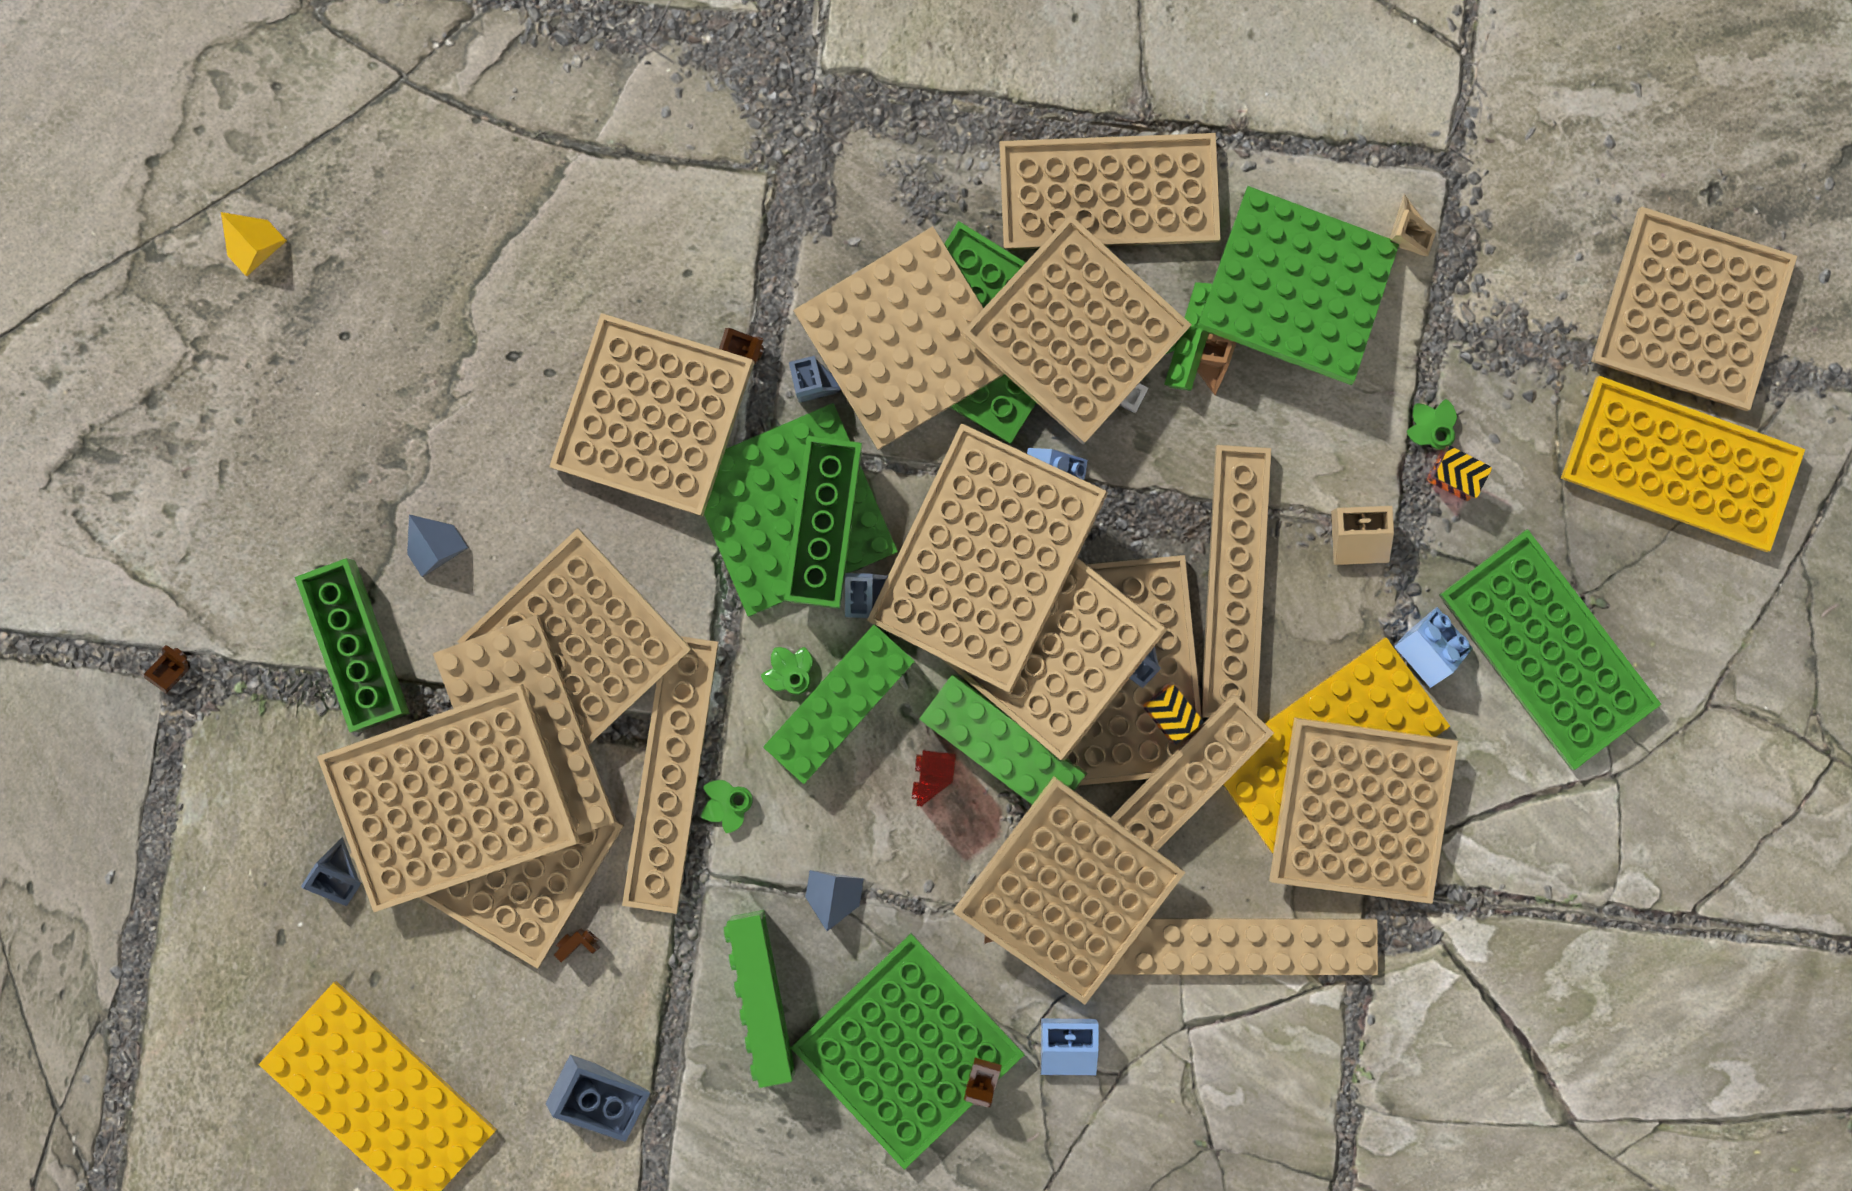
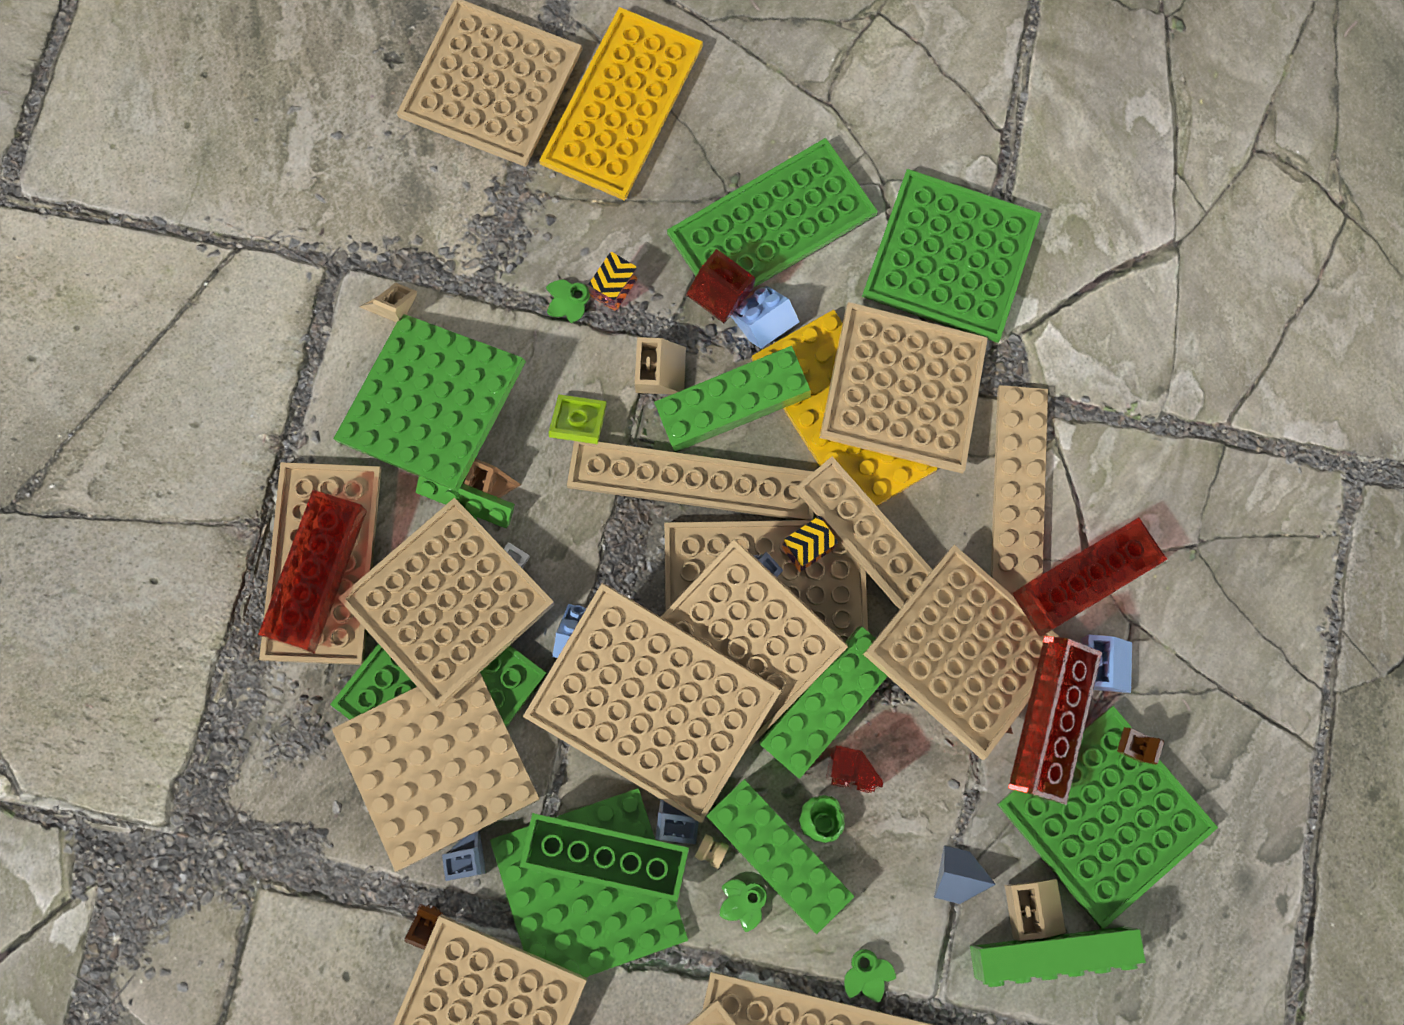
camera: 90 degrees left, 10 degrees down
(805, 976) = (1035, 909): none -> tan slope
(835, 639) = (717, 854): none -> tan wheel
(880, 746) = (822, 819): none -> bright green hair
(1002, 988) = (1055, 719): none -> clear red brick
(1097, 185) = (313, 571): none -> clear red brick
(1162, 1024) = (1089, 576): none -> clear red brick
(1293, 449) = (577, 419): none -> lime plate
(1331, 619) = (733, 399): none -> bright green brick
(1461, 595) = (721, 286): none -> clear red slope
(1530, 859) = (952, 255): none -> bright green plate

